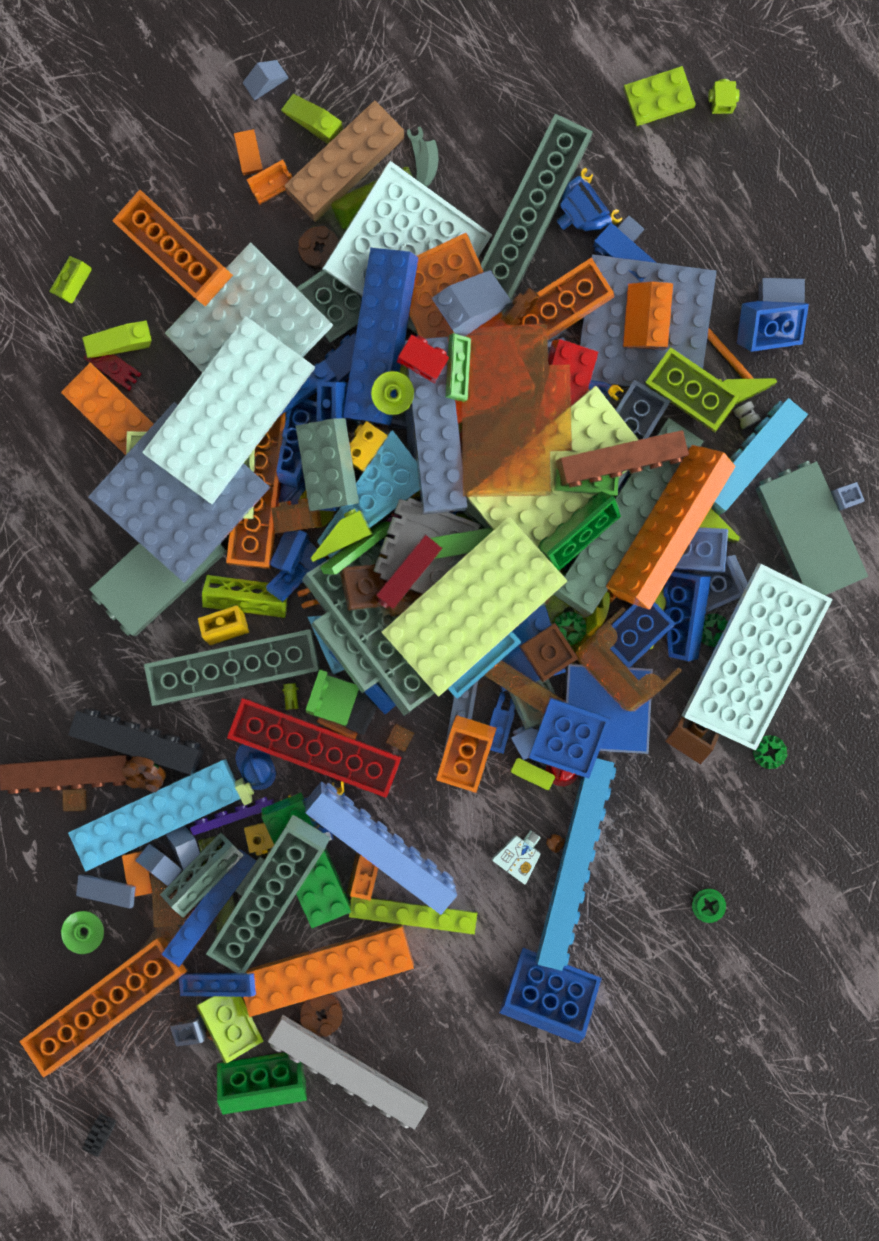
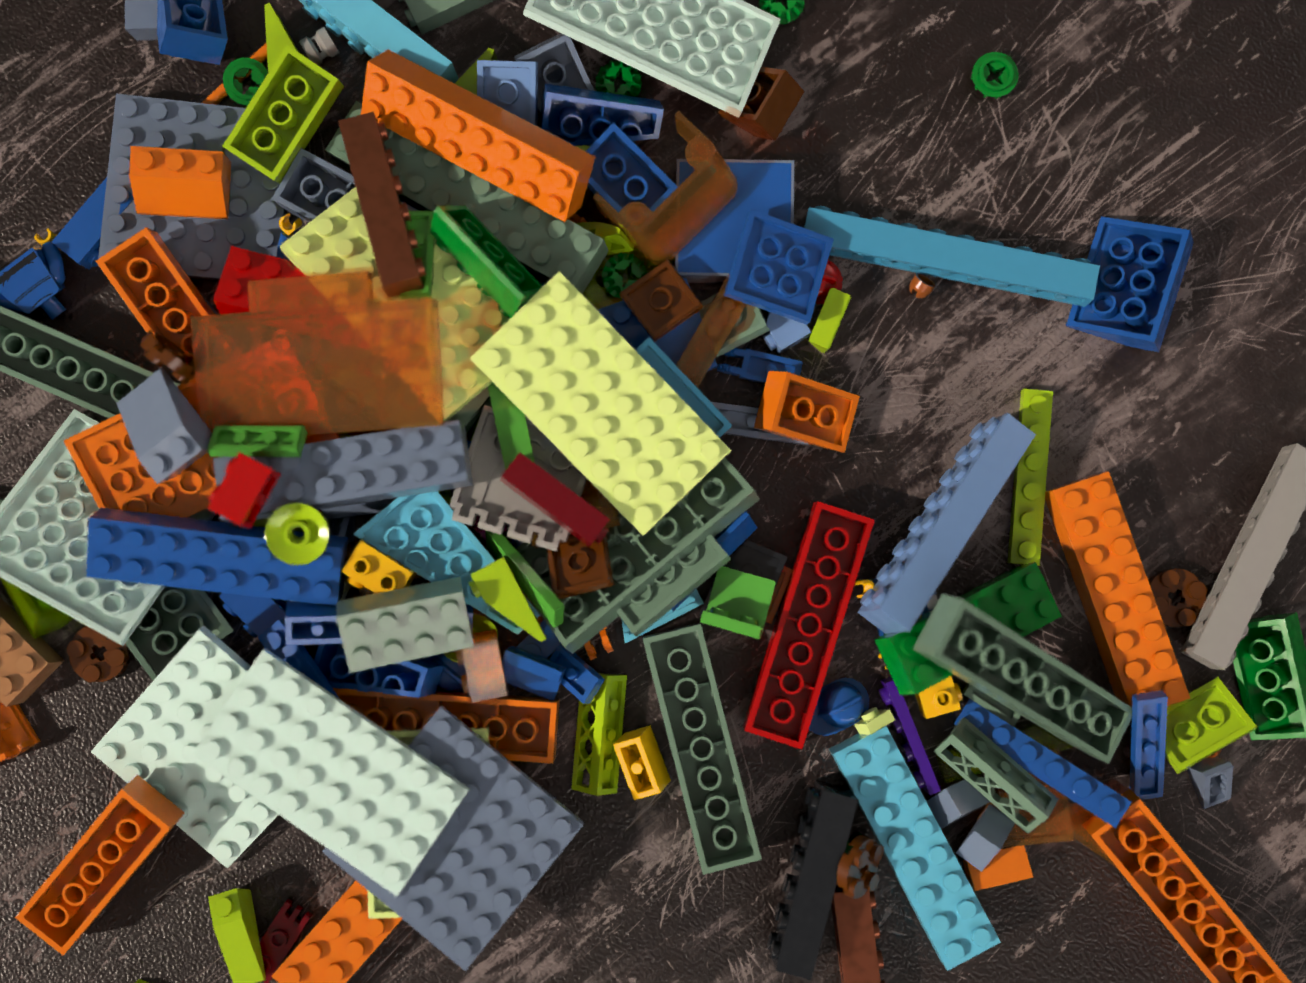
camera: 90 degrees left, 0 degrees up
(72, 935) = (1094, 948): bright green dish -> none
(74, 800) = (898, 962): clear orange plate -> none
(105, 891) = (1025, 910): sand blue tile -> none
(143, 588) = (594, 880): sand green brick -> none
(290, 693) = (737, 662): lime pin -> none
(362, 878) = (989, 550): orange hinge -> none
(400, 737) = (787, 506): clear orange plate -> none
(519, 856) = (943, 334): light aqua torso -> none
(631, 228) = (60, 214): sand blue tile -> none
(718, 354) = (240, 68): none -> green gear

